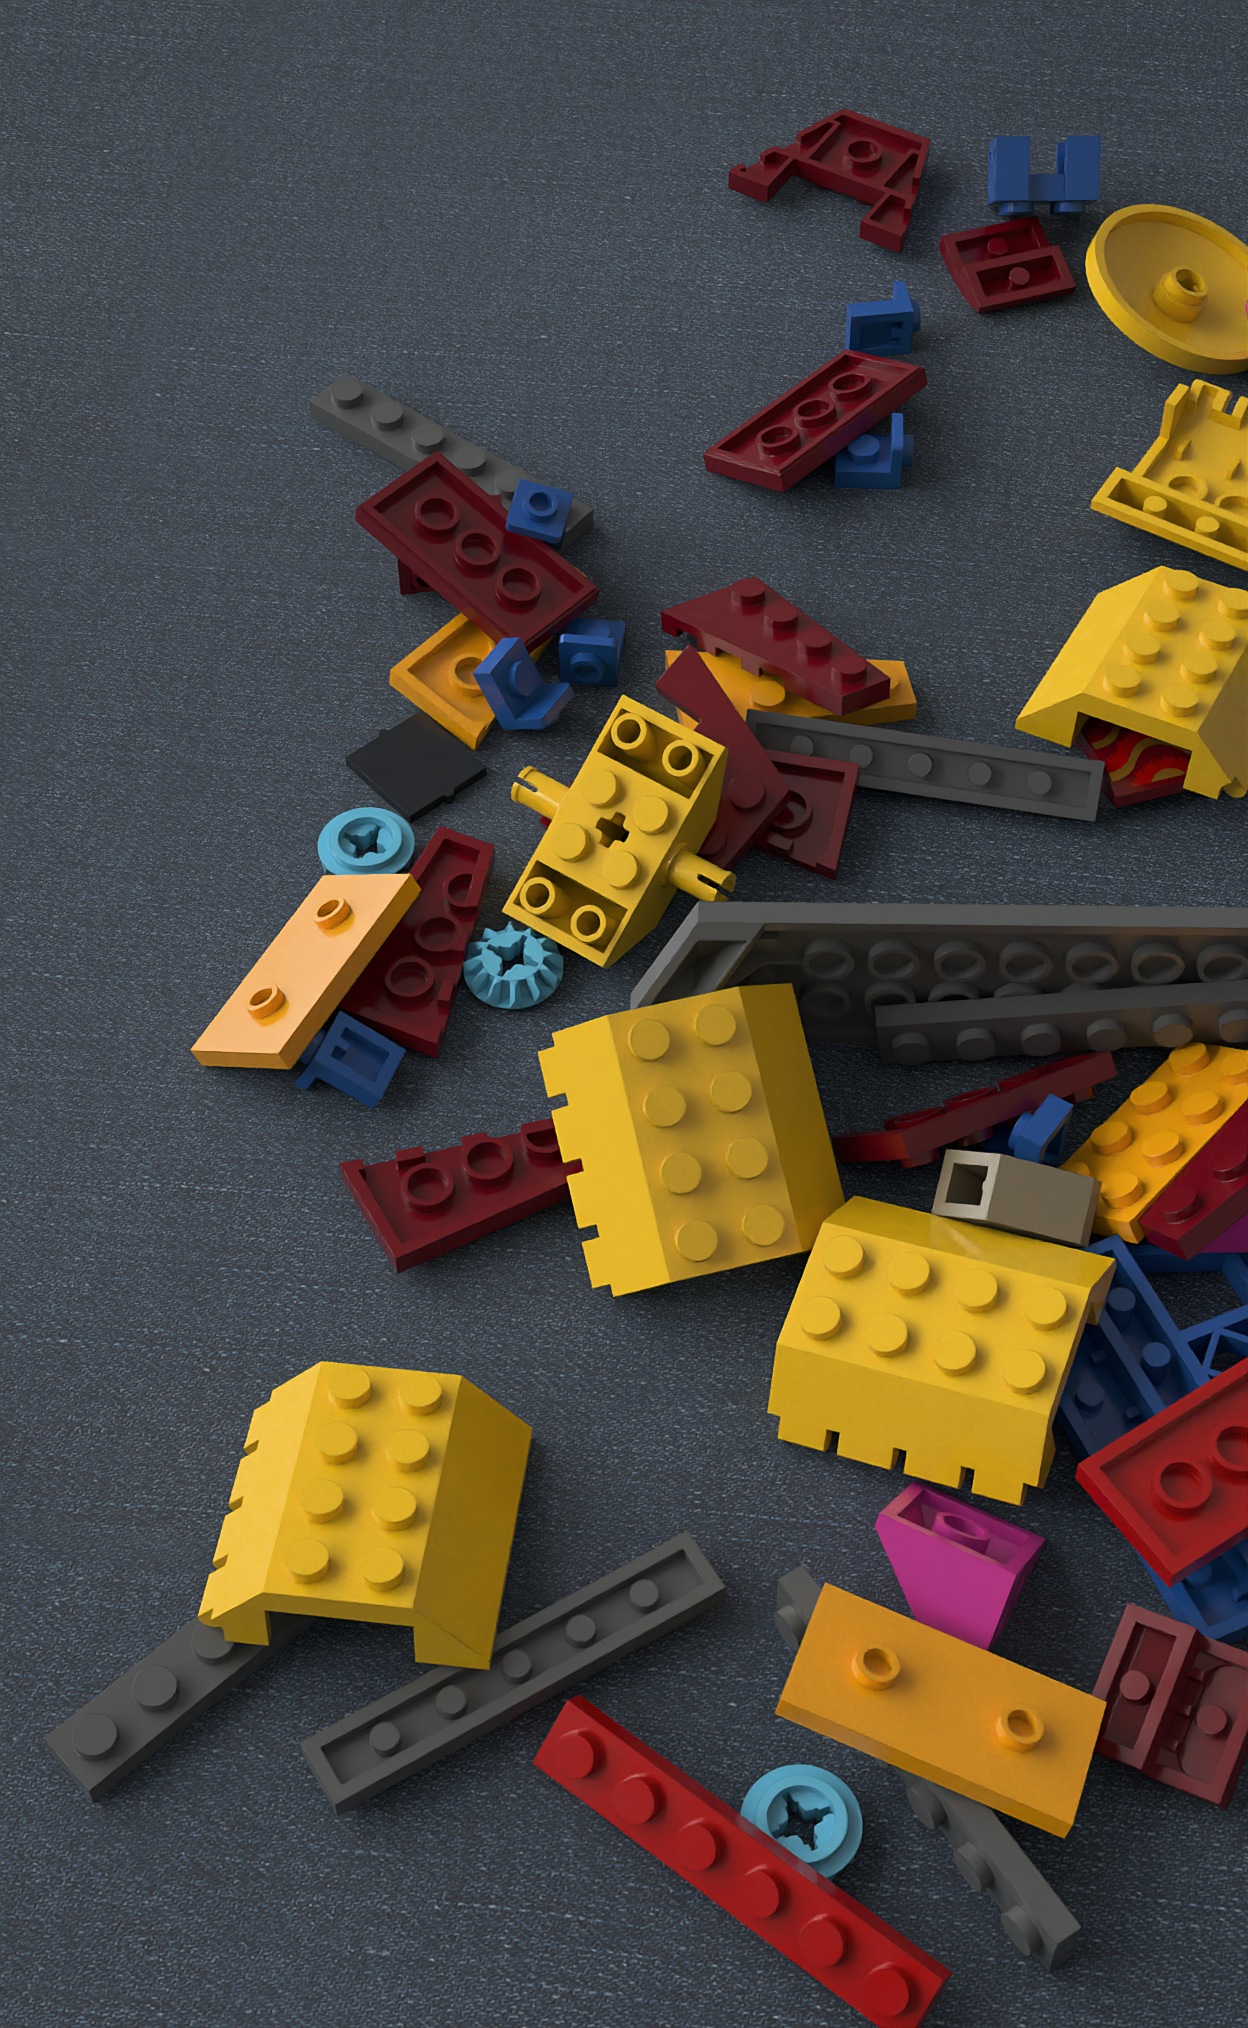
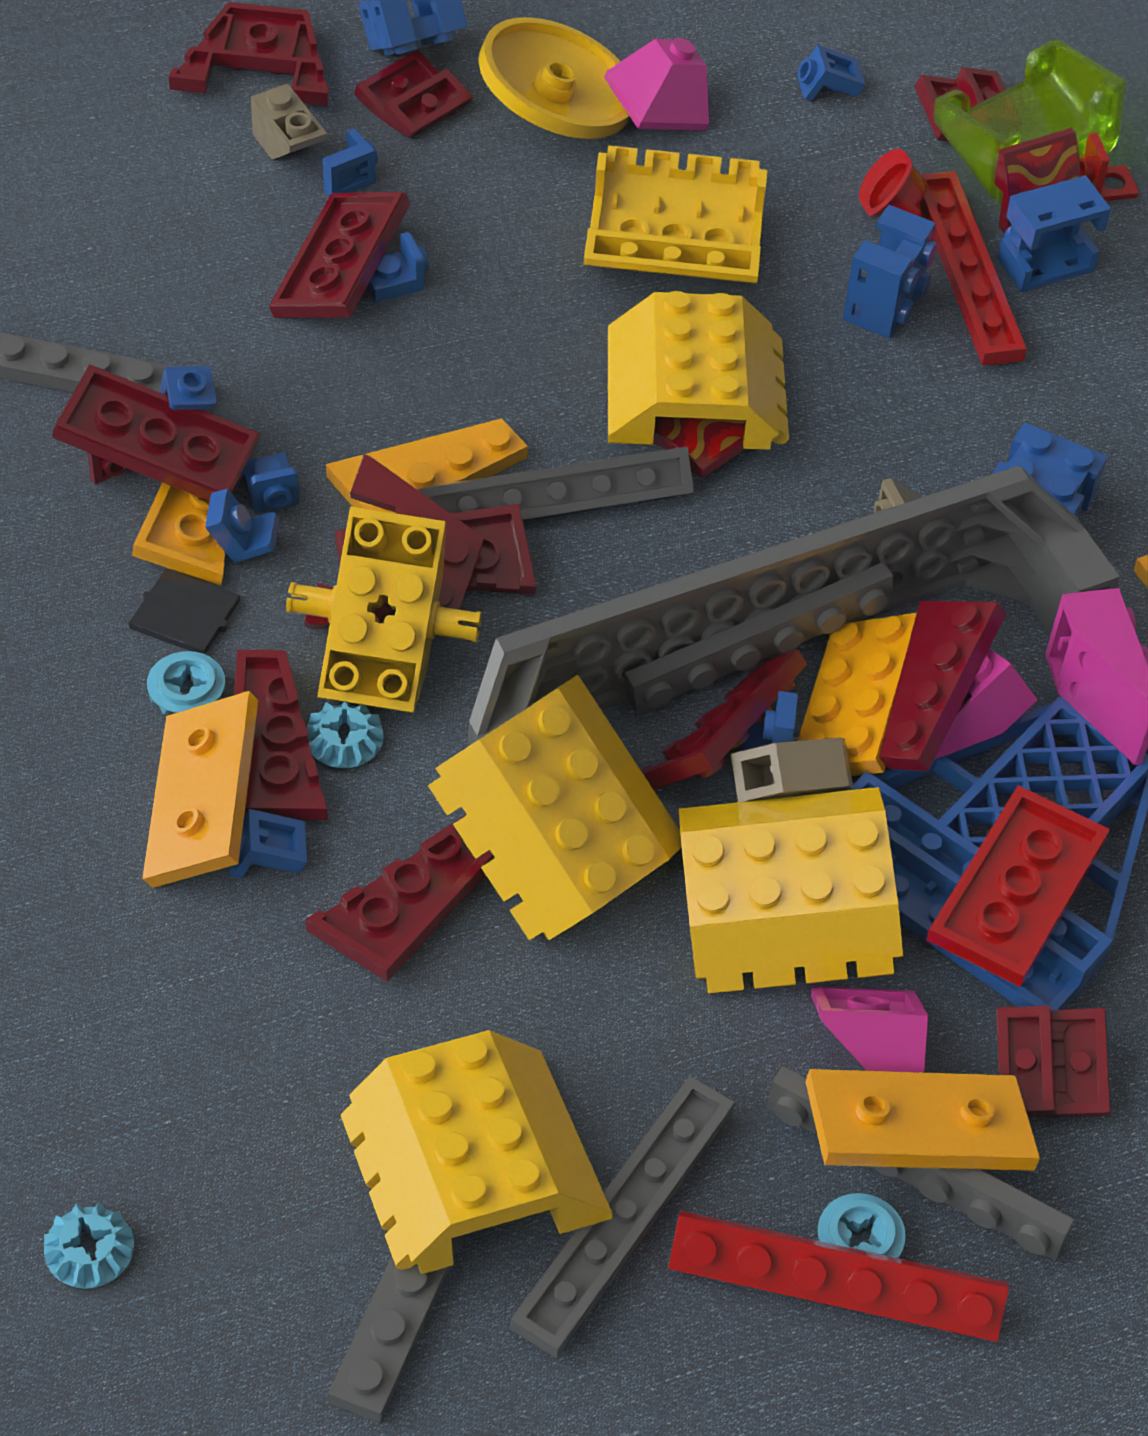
camera: 30 degrees left, 0 degrees up
(780, 642) = (409, 433): dark red wing -> none
(829, 253) = (283, 122): none -> dark tan slope

